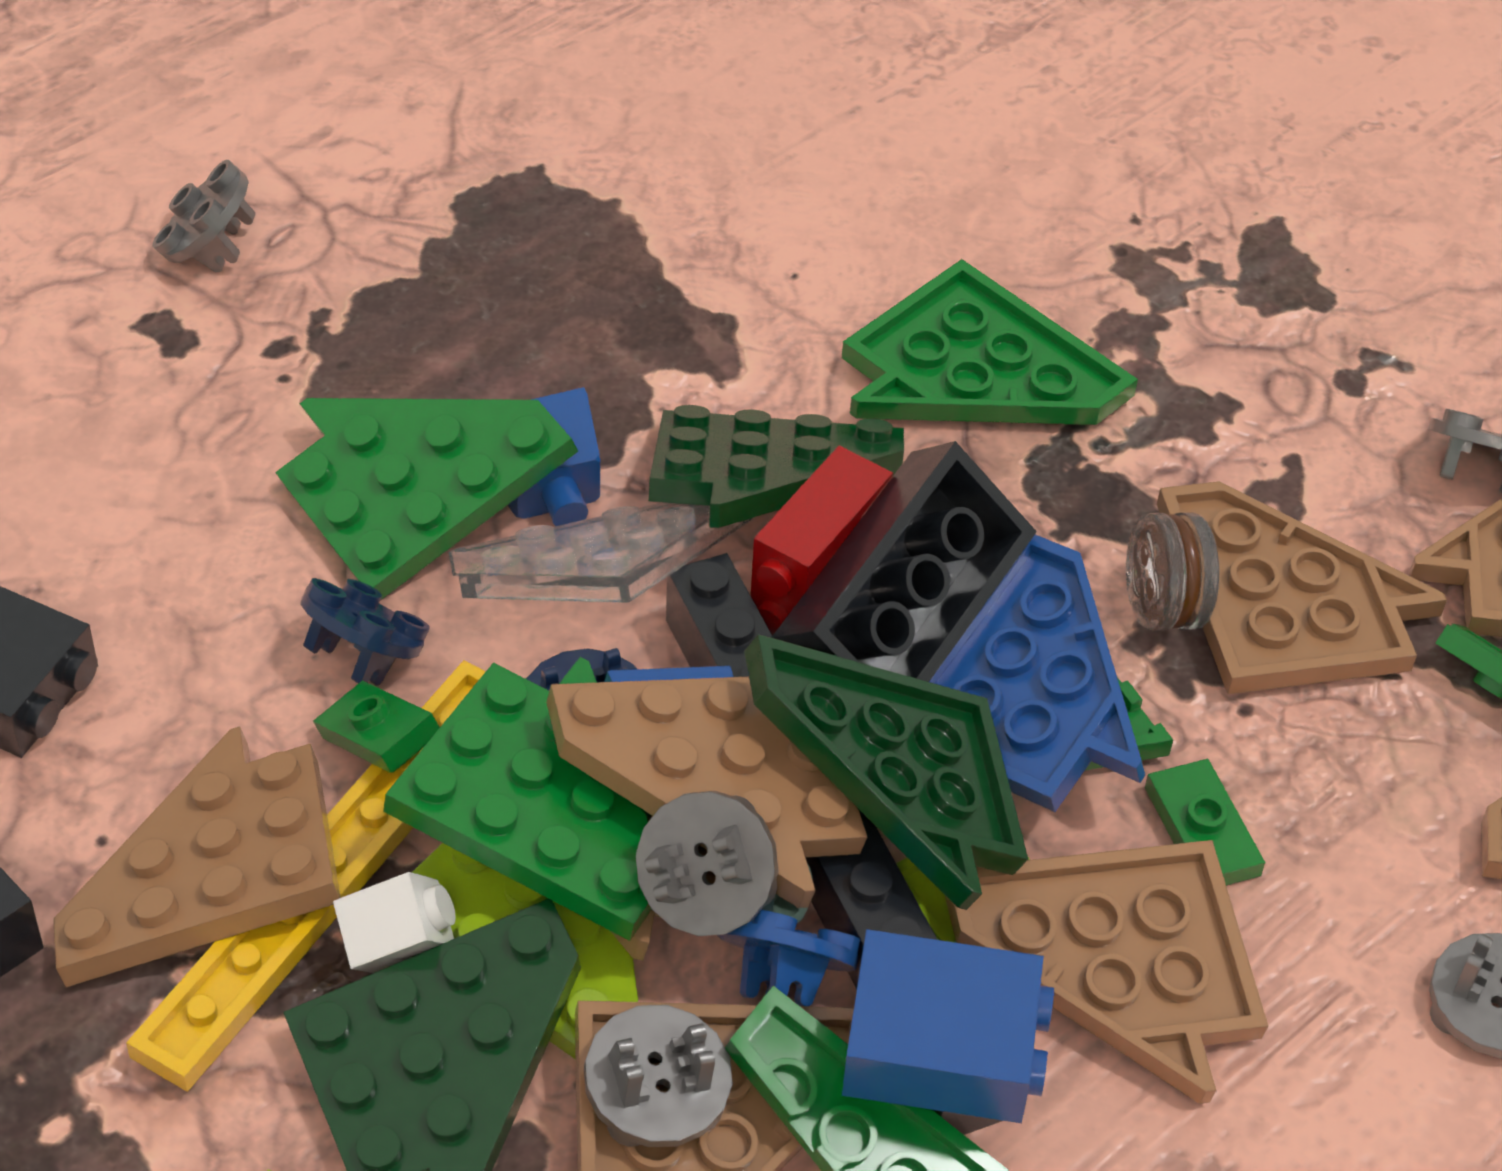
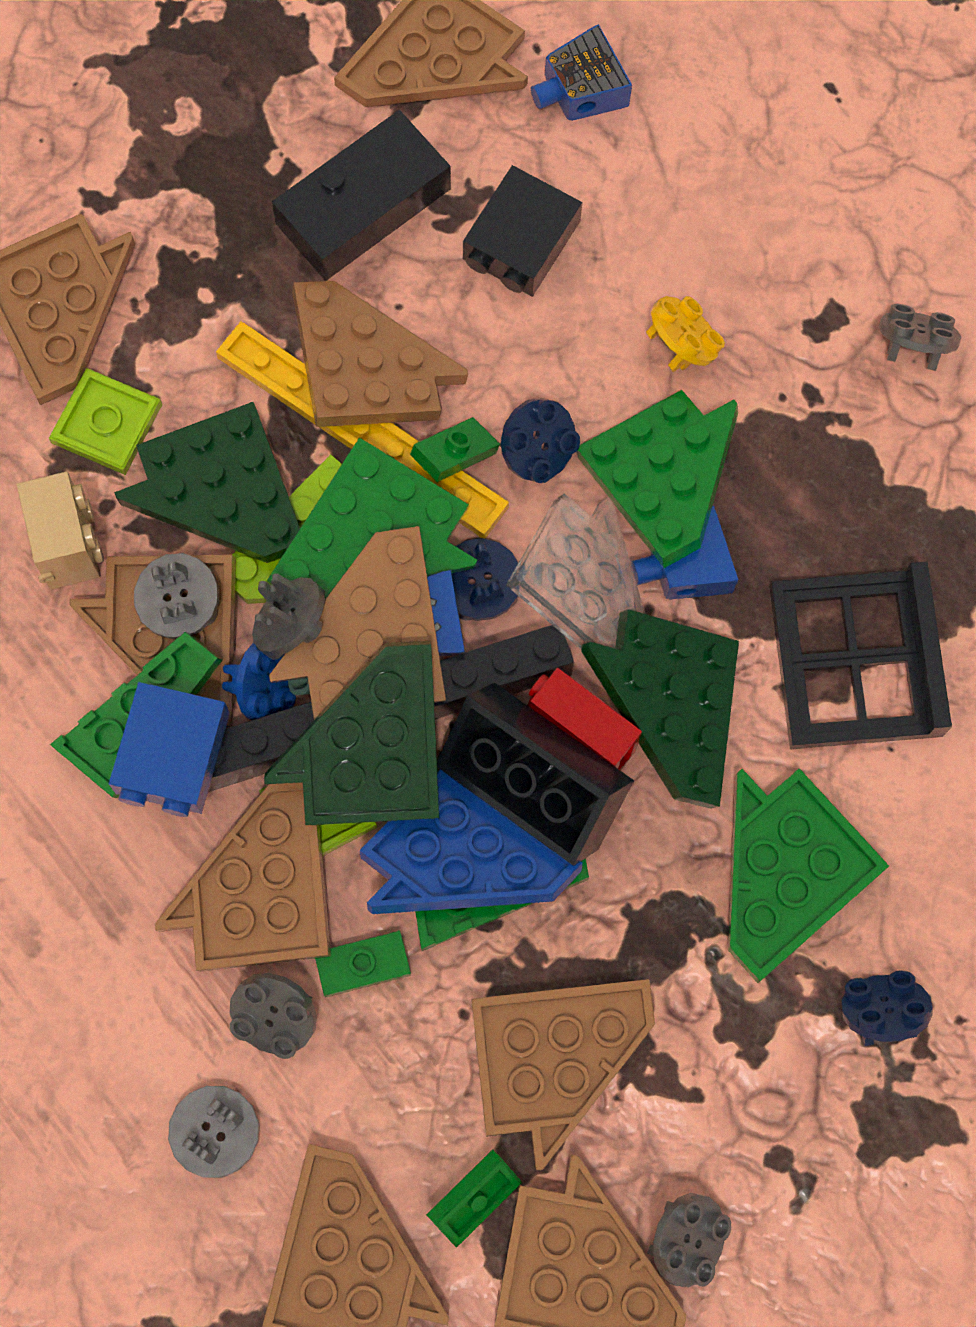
camera: 95 degrees right, 25 degrees up
(204, 445) = (685, 332): none -> yellow plate
(394, 921) = (301, 458): white brick -> none
(664, 231) = (919, 651): none -> black window
(1147, 258) = (886, 1007): none -> dark blue plate
(1172, 571) = (559, 968): clear head -> none
(1313, 912) = (291, 1021): none -> flat silver plate

